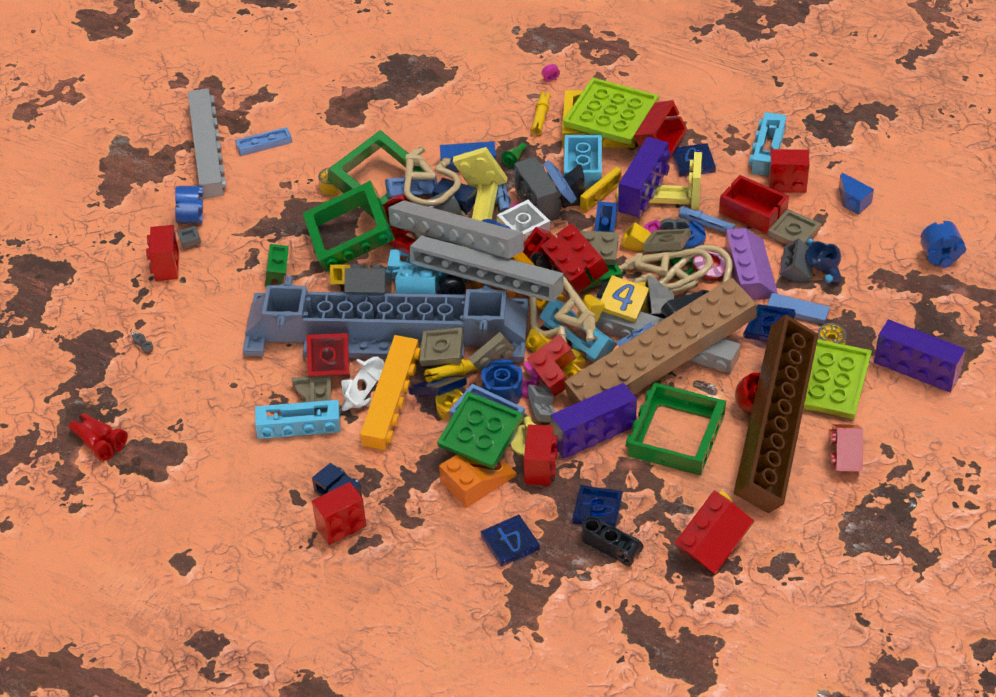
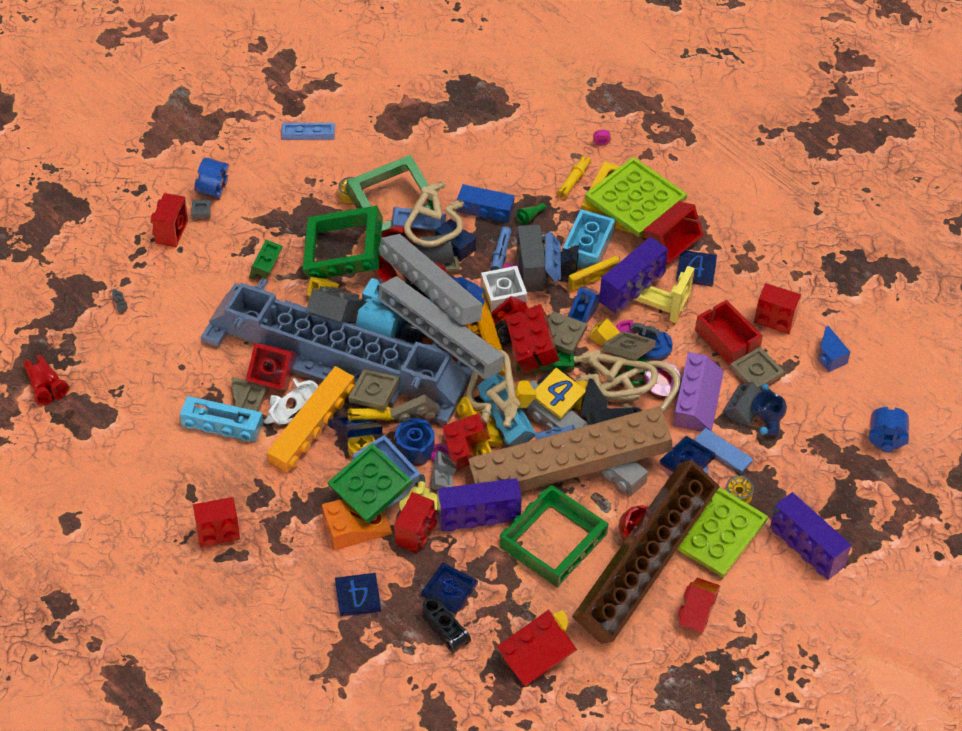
camera: 15 degrees right, 5 degrees up
(206, 144) = (254, 118): light grey brick -> none
(331, 478) = (226, 486): dark blue piece -> none
(485, 175) = (489, 231): light yellow bracket -> none
(704, 219) = (673, 330): medium blue pin -> none
(774, 125) = (790, 257): medium azure brick -> none

